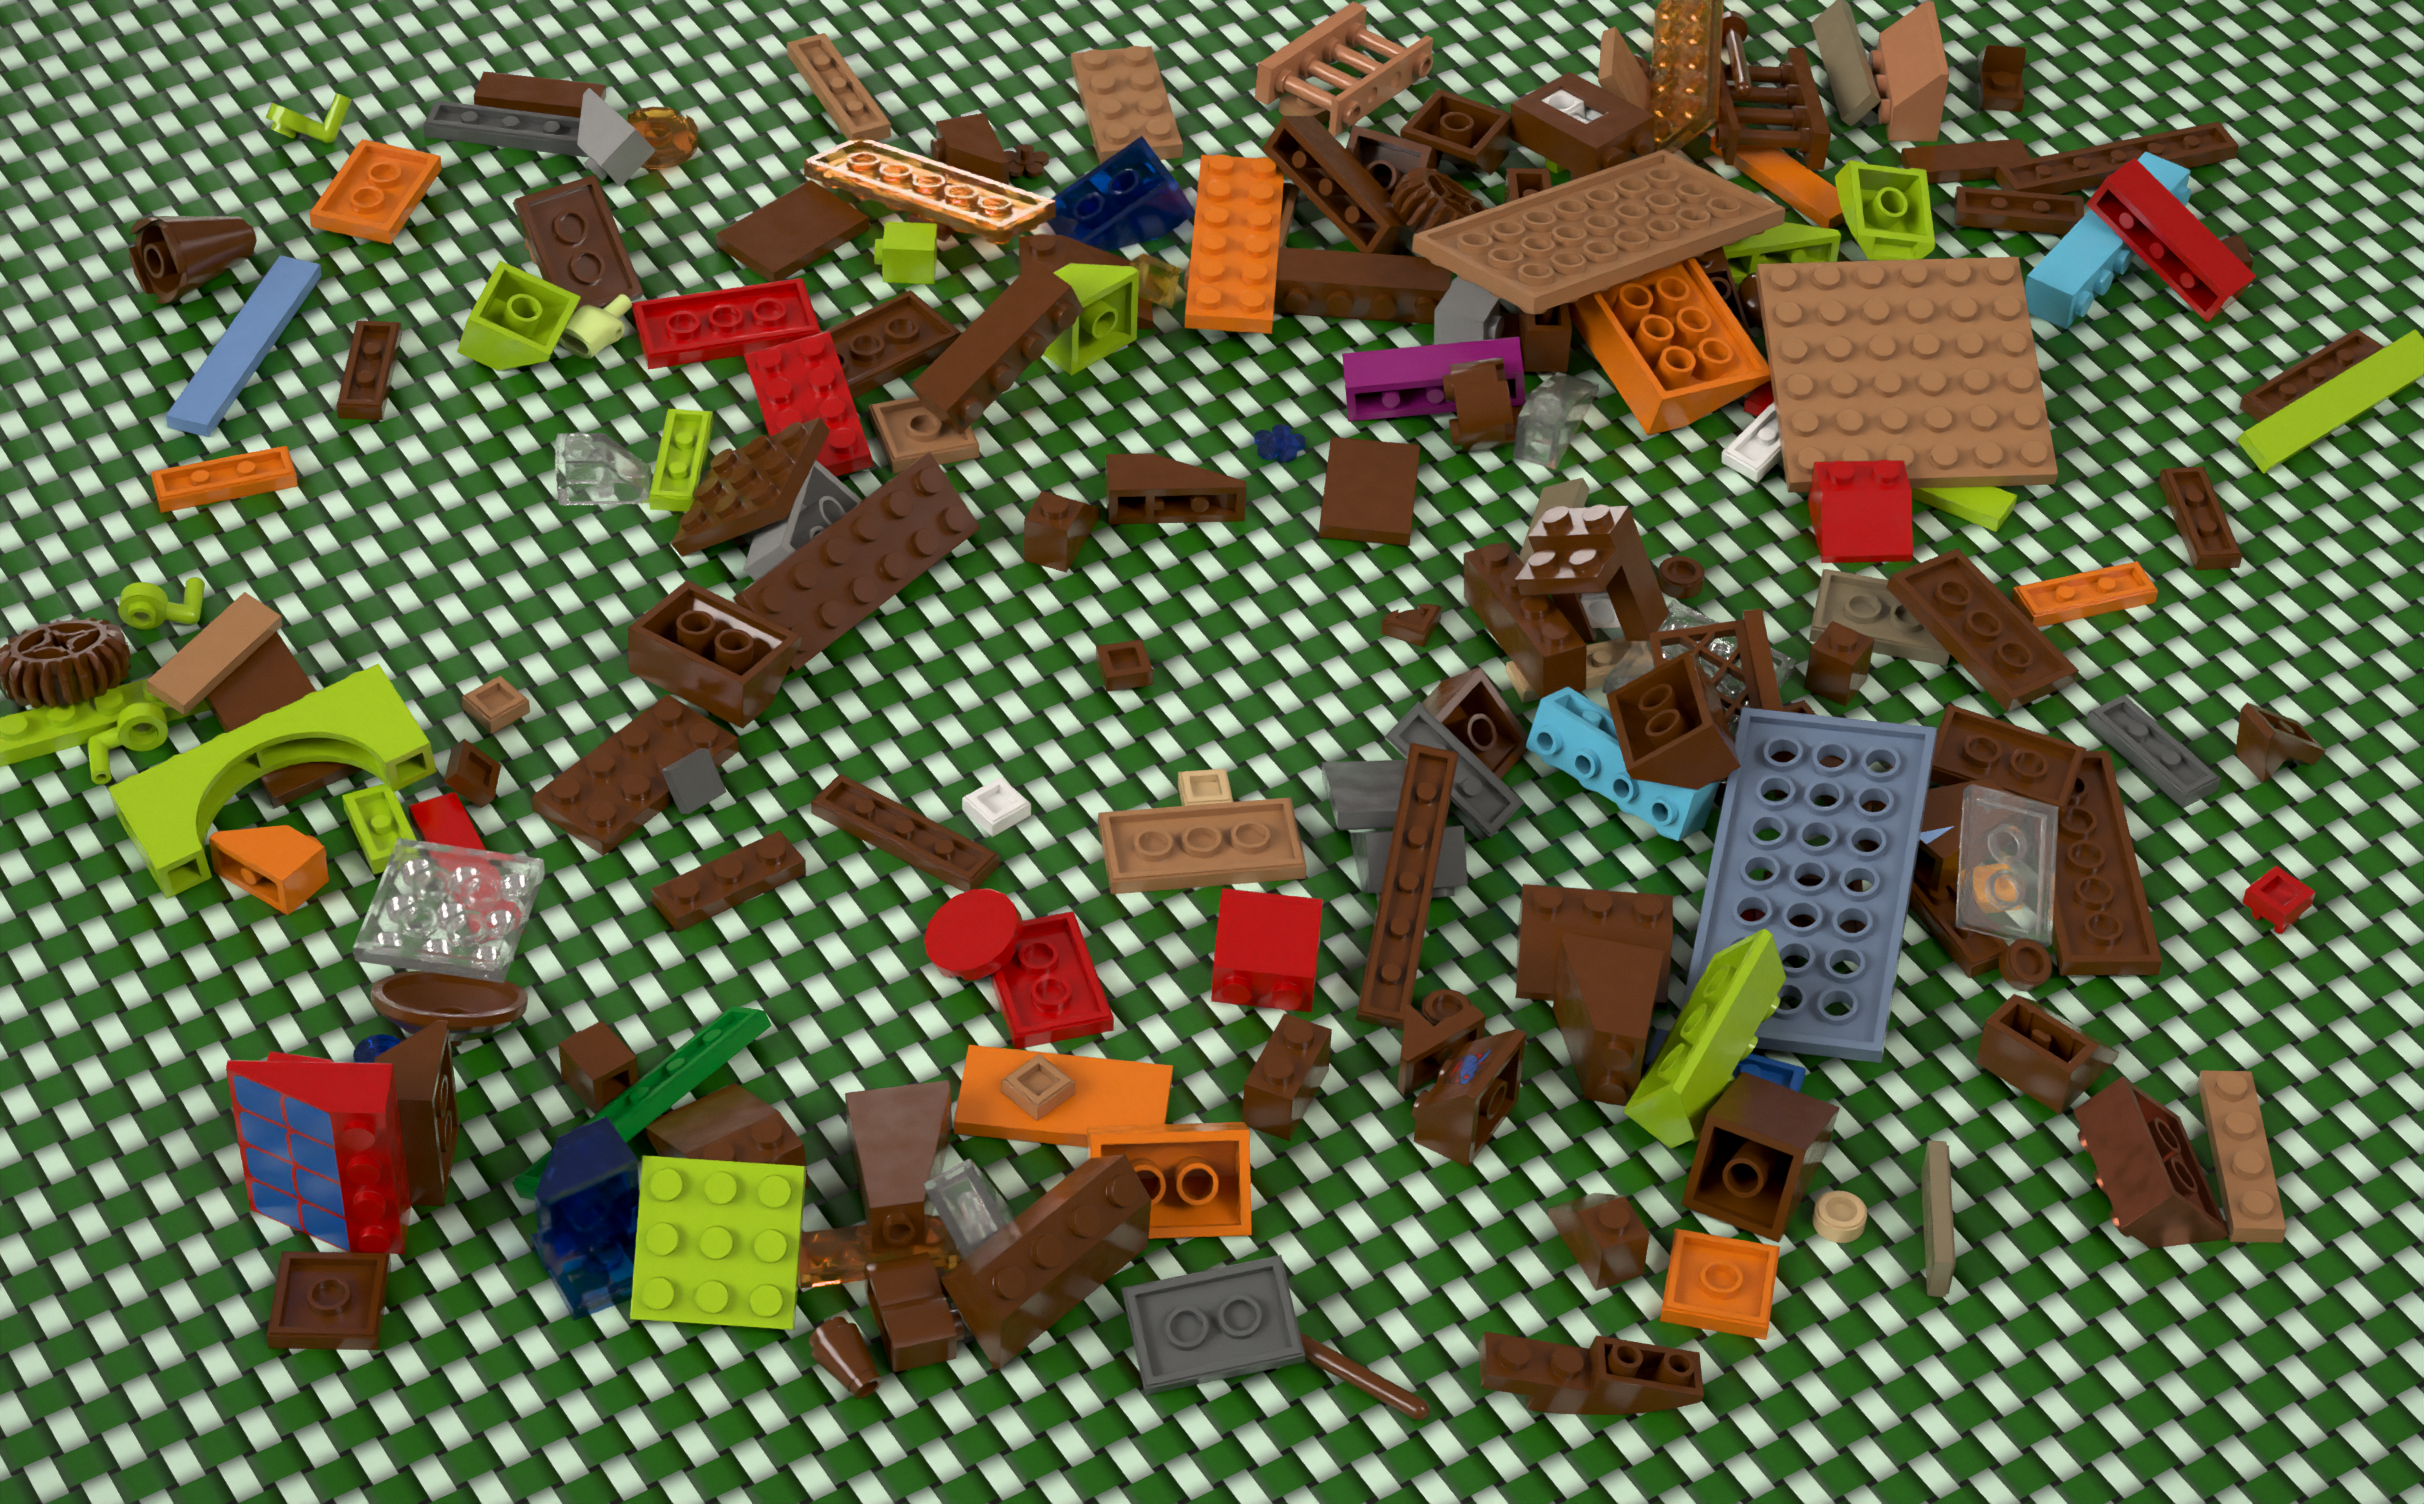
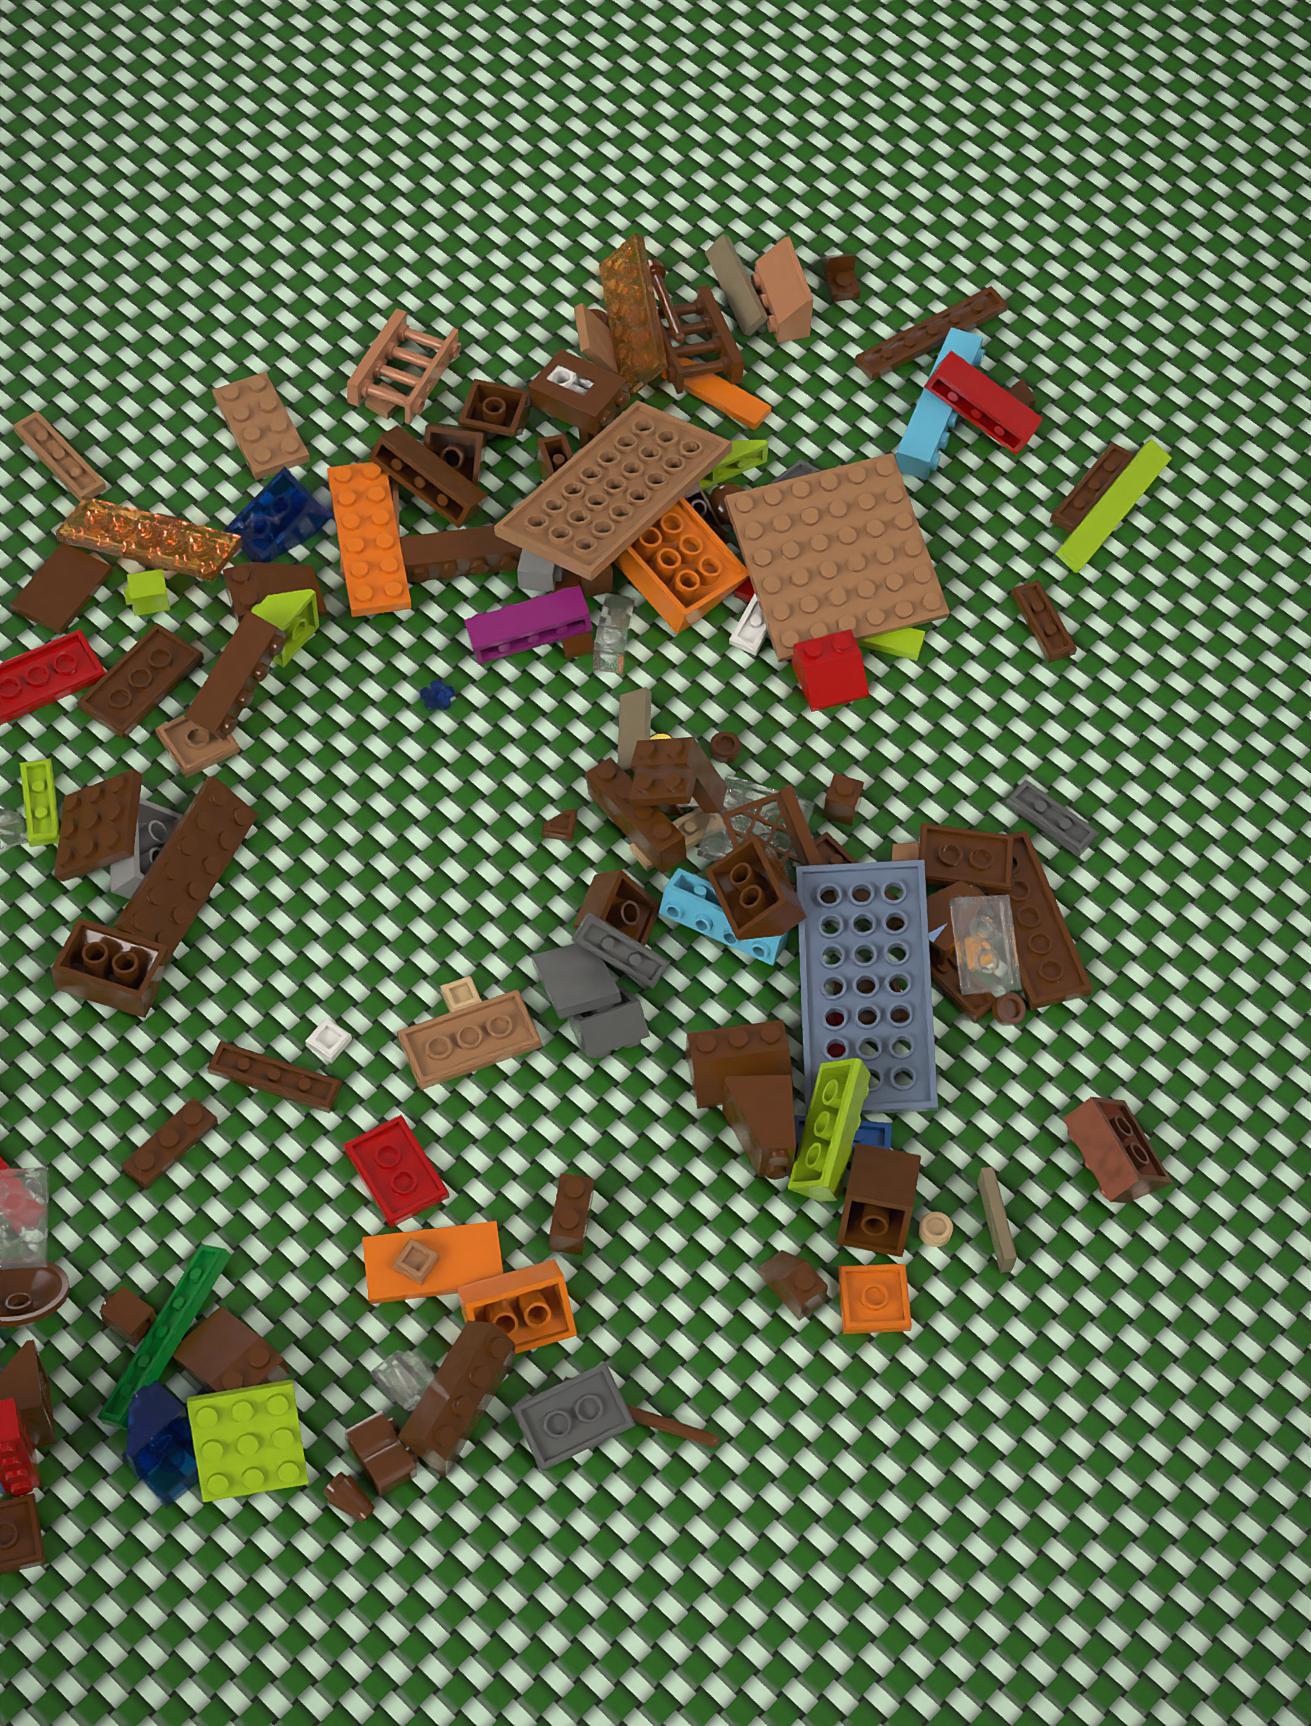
camera: 15 degrees left, 15 degrees up
(622, 780) = (83, 1072): reddish brown plate -> none
(693, 781) = (125, 1072): dark grey tile -> none
(806, 383) = (115, 737): red plate -> none
(843, 1252) = (343, 1410): clear orange plate -> none
(896, 1147) = (342, 1341): reddish brown slope -> none
(970, 146) = (167, 494): reddish brown slope -> none
(973, 934) = (343, 1151): red tile -> none
(1026, 161) = (204, 490): reddish brown plant -> none
(1057, 530) = (311, 804): reddish brown slope -> none
(1124, 665) = (383, 907): reddish brown plate -> none
(1156, 280) = (320, 578): clear yellow slope -> none
(1163, 490) = (372, 757): reddish brown slope -> none
(1266, 950) = (536, 1124): red slope -> none
(1369, 491) = (507, 722): reddish brown tile -> none
(1407, 886) = (614, 1053): reddish brown tile -> none
(1429, 1046) = (653, 1169): reddish brown slope -> none
(1432, 199) = (500, 481): reddish brown gear -> none
(1443, 1003) = (657, 1134): reddish brown tile -> none
(1471, 1097) = (689, 1202): reddish brown slope -> none
(1481, 405) = (566, 642): reddish brown cylinder -> none
(1596, 1380) = (814, 1393): reddish brown slope -> none
(1872, 610) = (862, 749): dark tan tile -> none
(1887, 210) = (793, 414): lime slope -> none
(1963, 160) = (830, 352): reddish brown tile -> none
(1982, 629) = (927, 751): reddish brown plate -> none
(2017, 210) = (876, 389): reddish brown plate -> none
(2042, 1053) = (1035, 1076): reddish brown slope -> none
(2085, 594) = (983, 701): orange tile -> none
(2241, 1156) = (1168, 1122): medium nougat plate -> none
(2270, 739) = (1126, 796): reddish brown slope -> none
(2278, 898) = (1154, 922): red tile -> none

